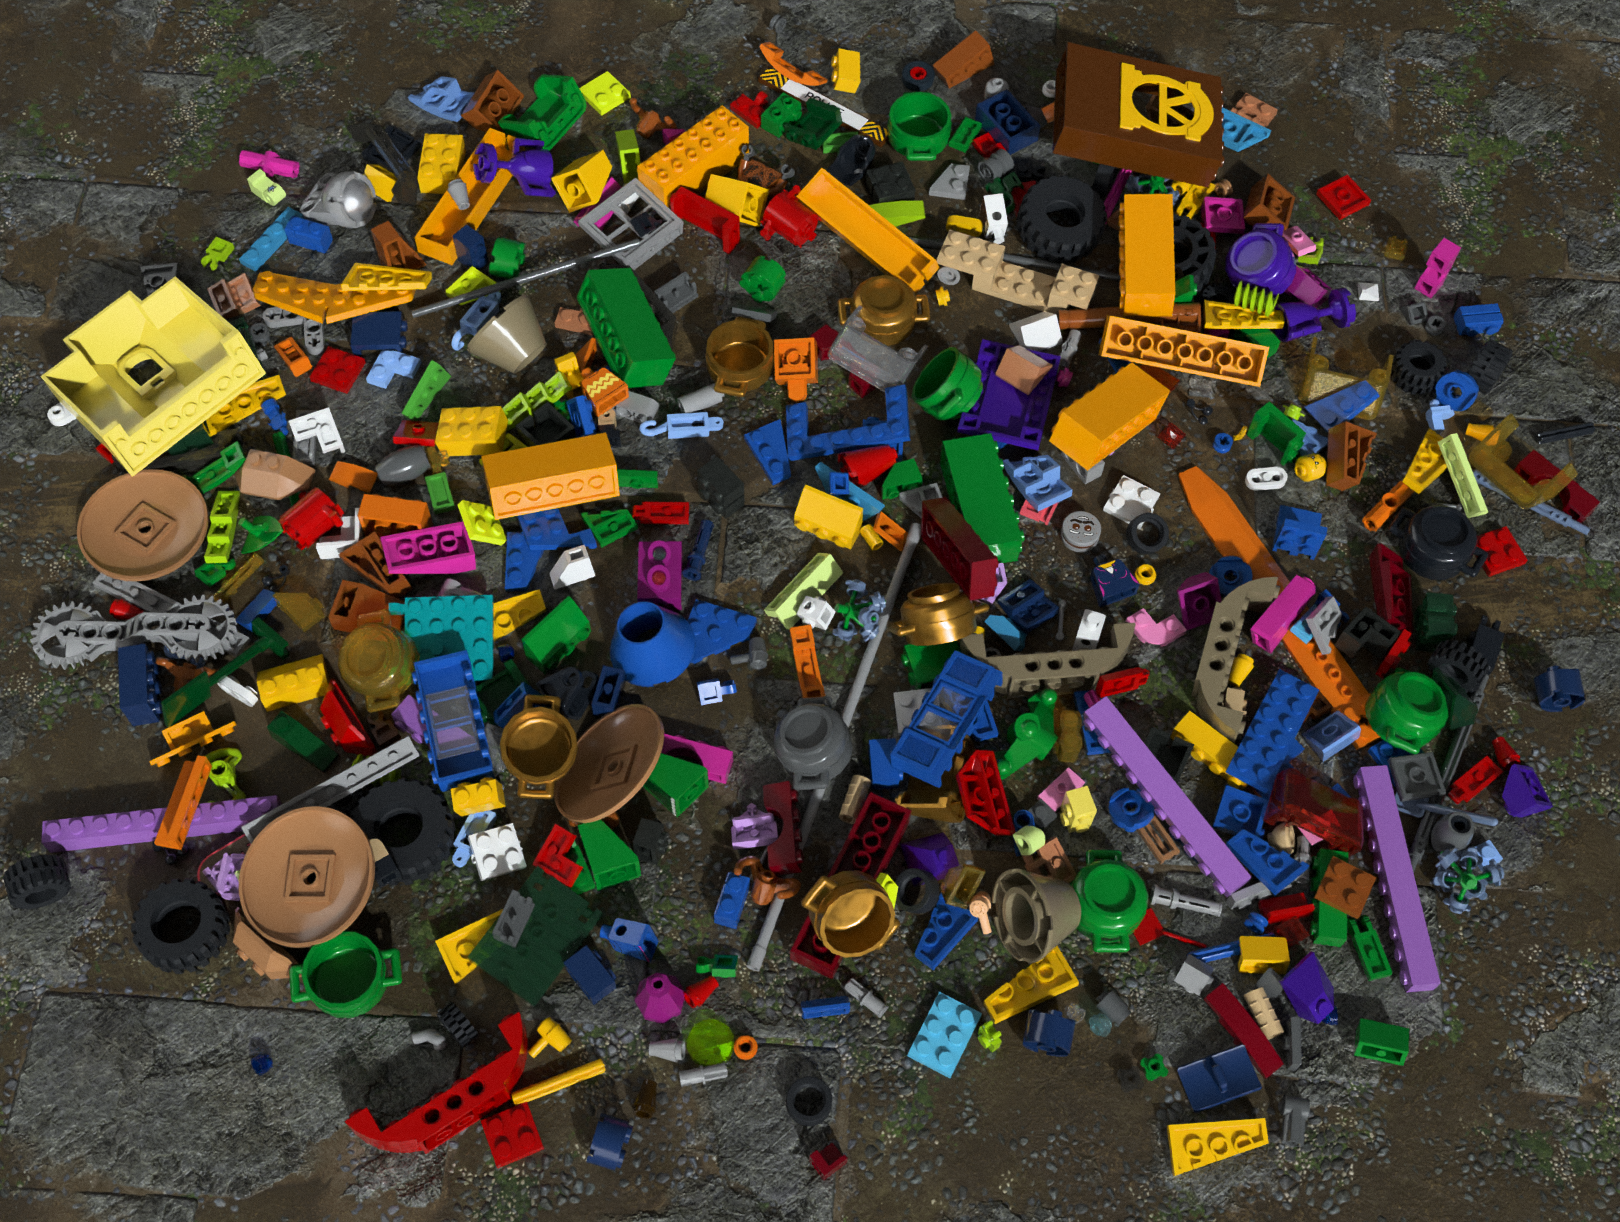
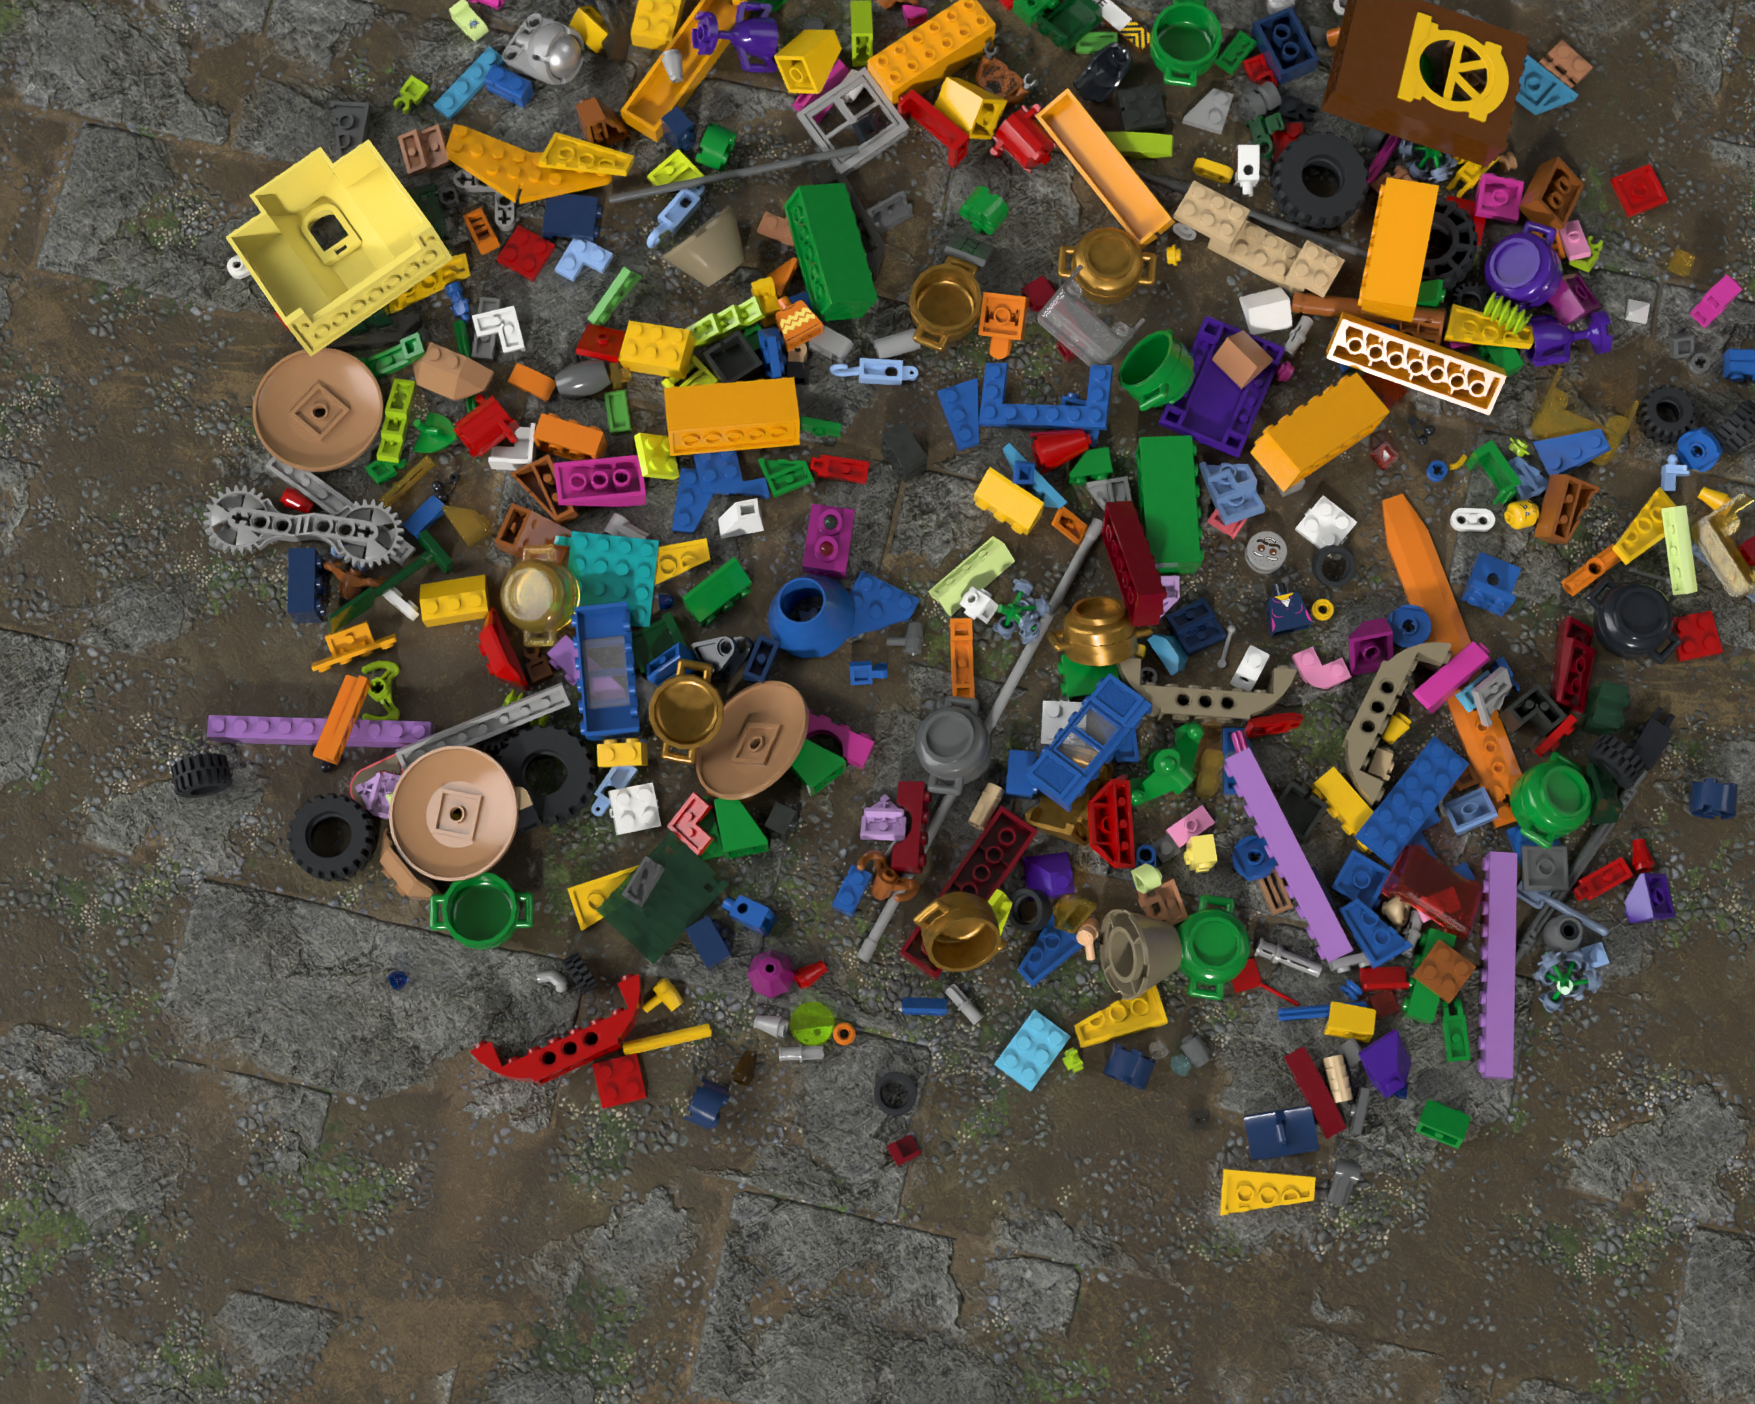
camera: 10 degrees right, 15 degrees up
(301, 741) = (458, 666): dark green slope -> none
(697, 558) = (869, 523): dark blue pin -> none
(720, 966) = (832, 953): green plate -> none
(866, 532) = (1048, 528): yellow piece -> none
(1151, 1073) = (1227, 1117): green plate -> none
(1194, 975) = (1279, 1032): light grey brick -> none

